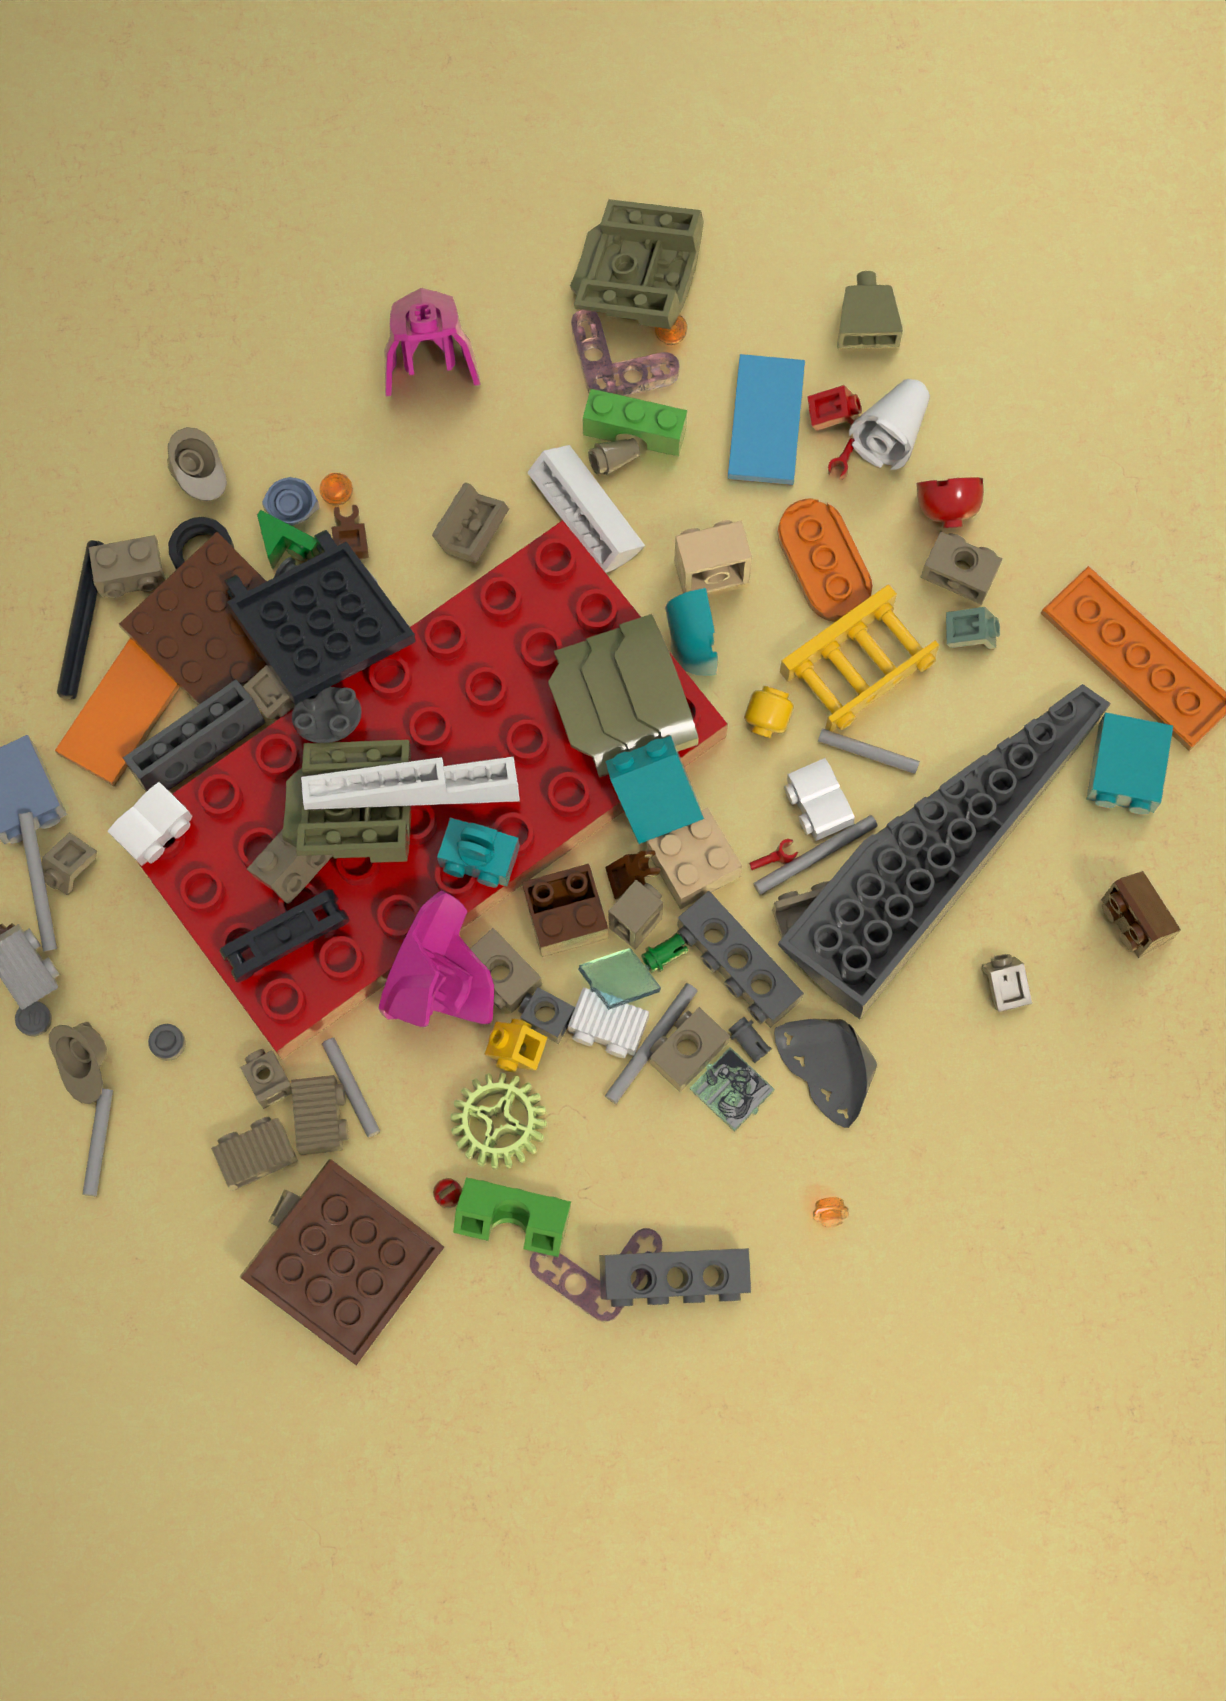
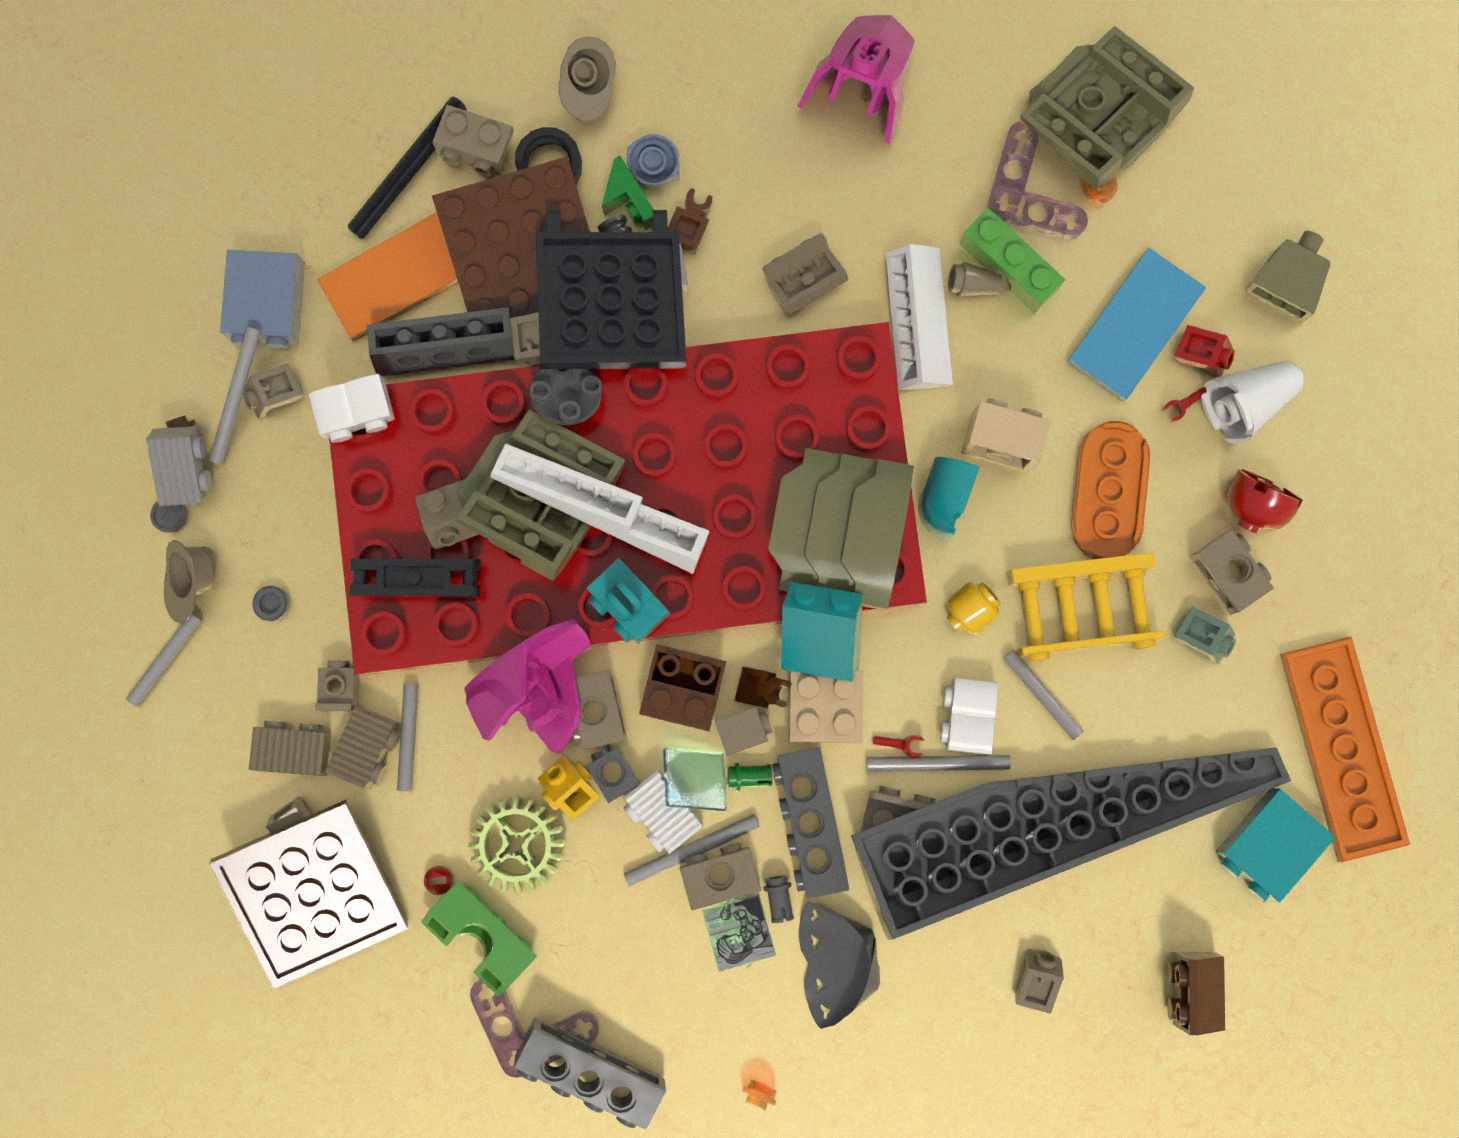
camera: 30 degrees right, 10 degrees up
(336, 489) = (703, 170): clear orange plate -> none

